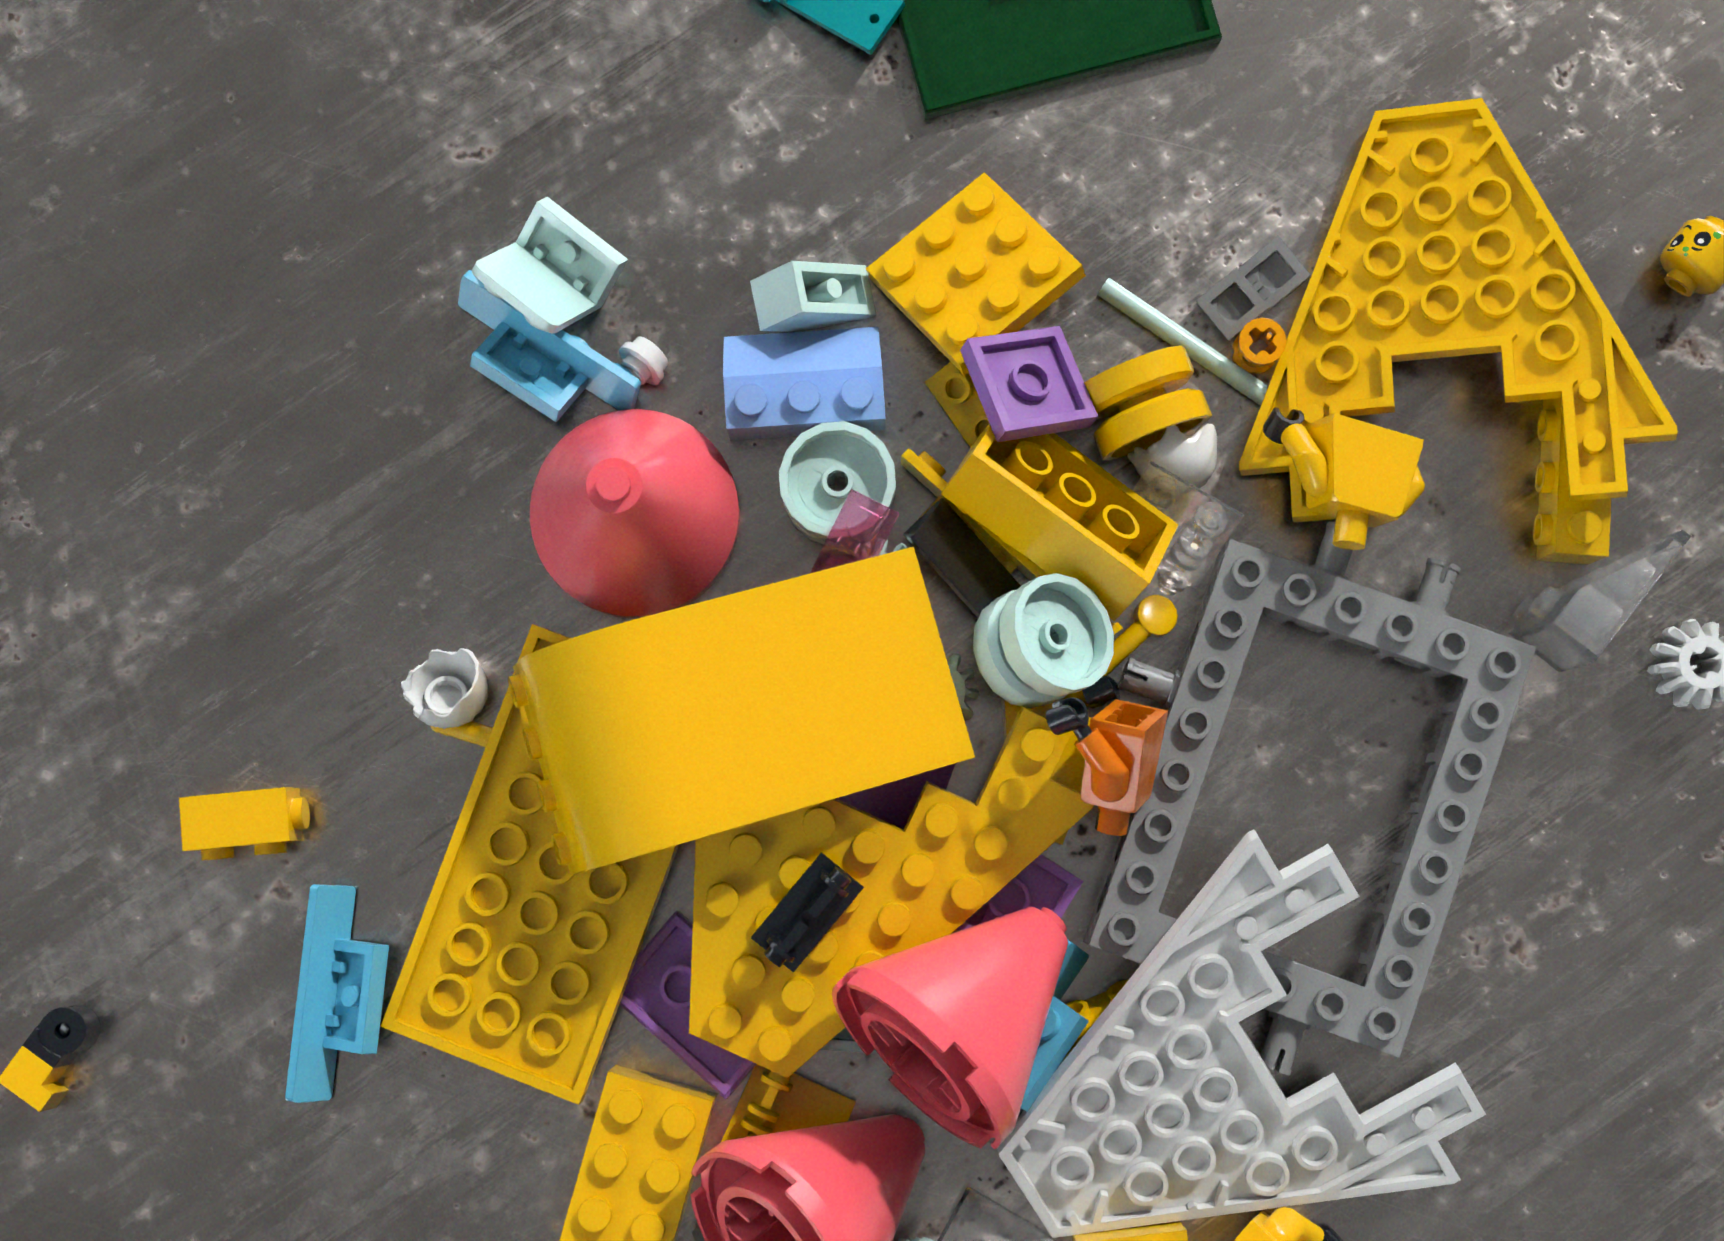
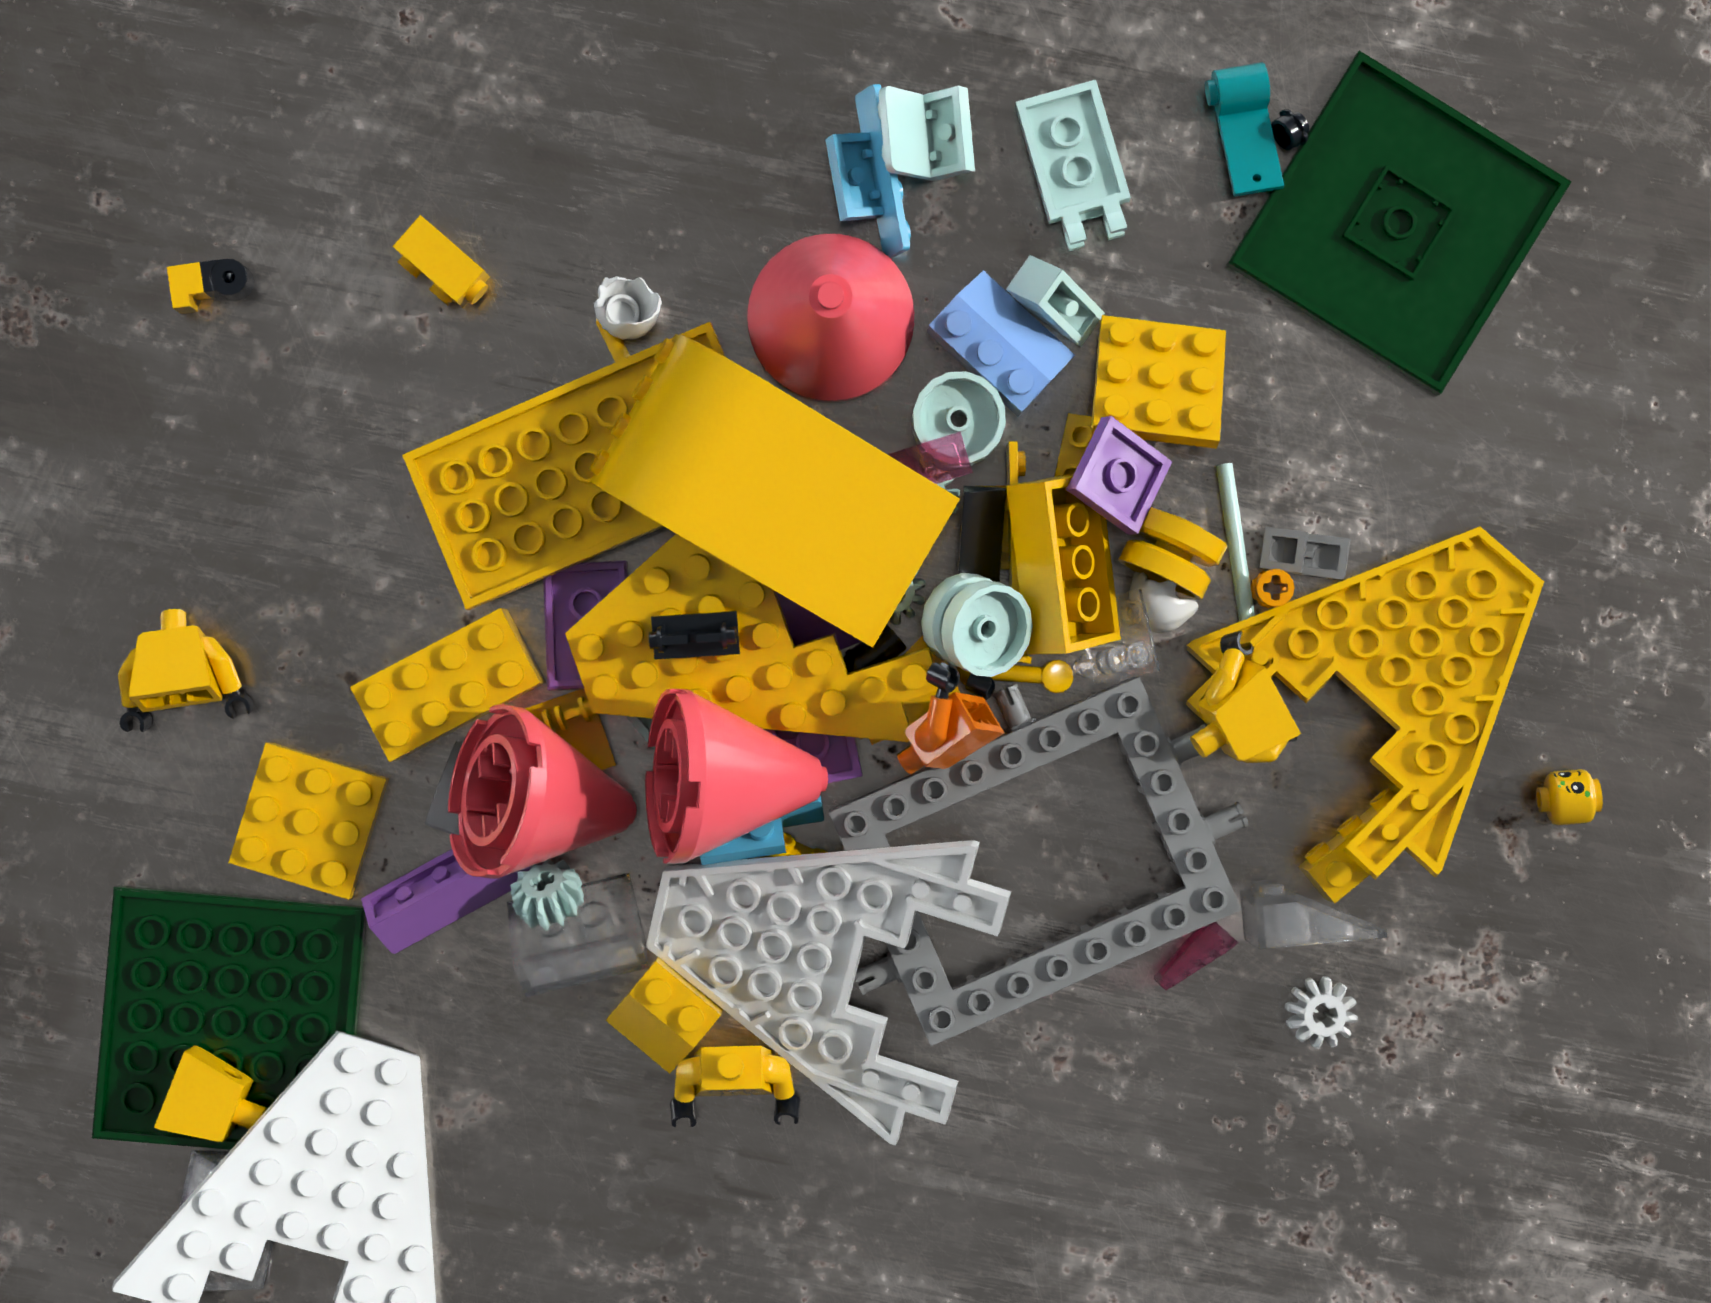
camera: 45 degrees right, 5 degrees up
(336, 994) = (396, 412): medium azure bracket -> none
(644, 360) = (924, 237): white plate -> none
(704, 164) = (1075, 160): none -> light aqua tile
(973, 773) = (886, 648): none -> black piece
(1535, 731) = (1195, 953): none -> clear pink slope

